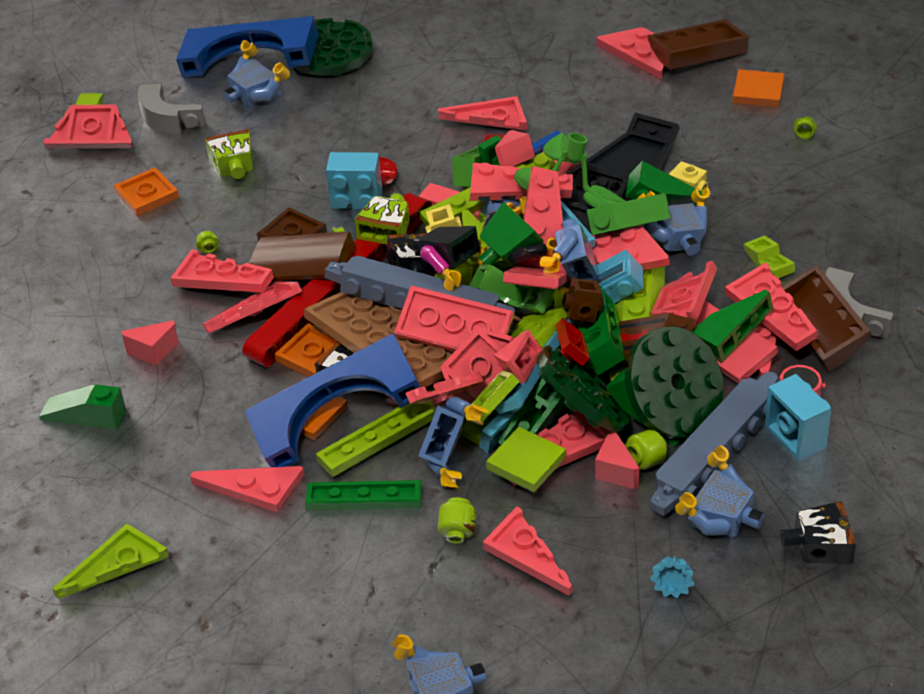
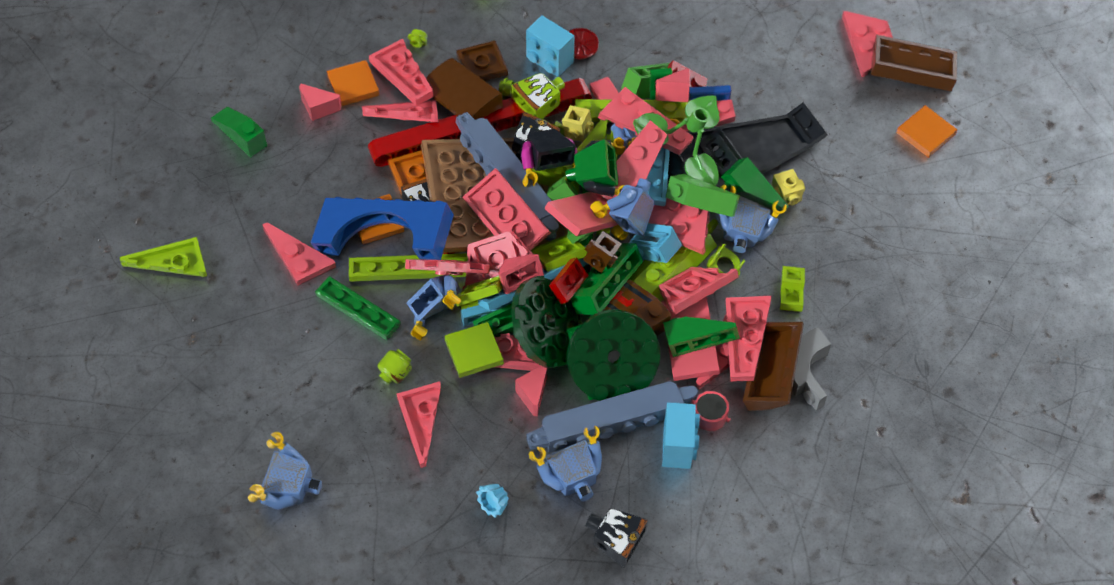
camera: 30 degrees right, 15 degrees up
(172, 305) = (353, 82): none -> orange tile
(497, 113) = (706, 39): coral wing -> none
(647, 449) = (560, 392): lime head -> none
(680, 261) = (722, 252): none -> lime piece
(804, 133) = (926, 189): lime plate -> none

